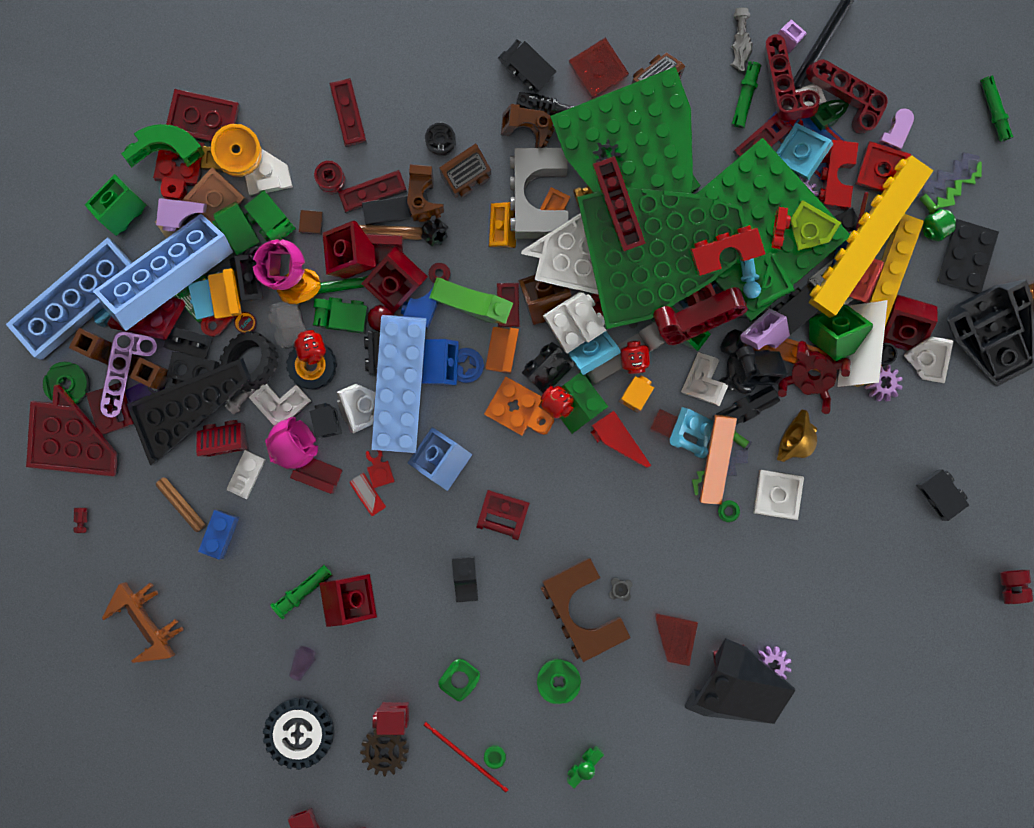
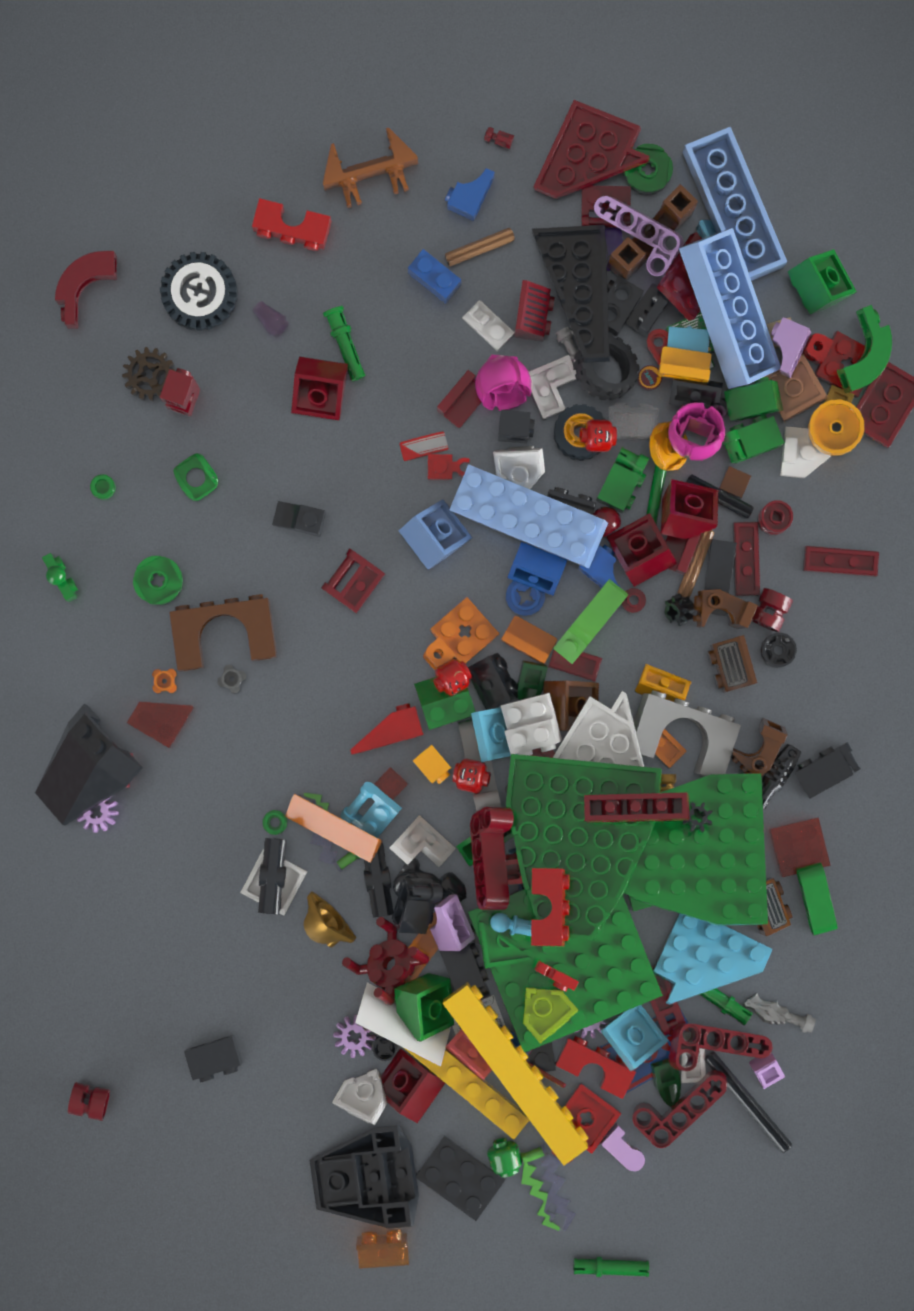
camera: 110 degrees right, 0 degrees up
(141, 529) = (468, 197): none -> blue arch
(215, 653) = (311, 232): none -> red arch
(327, 224) = (724, 498): none -> black axle
(401, 154) = (776, 602): none -> dark red wheel
(468, 759) = (112, 457): red piece -> none
(536, 336) = (531, 679): none -> dark green plate
(637, 39) = (816, 898): none -> green beam
(640, 652) = (169, 686): none -> orange plate
(717, 113) = (707, 957): none -> medium azure wing
(776, 497) = (272, 876): none -> black piece

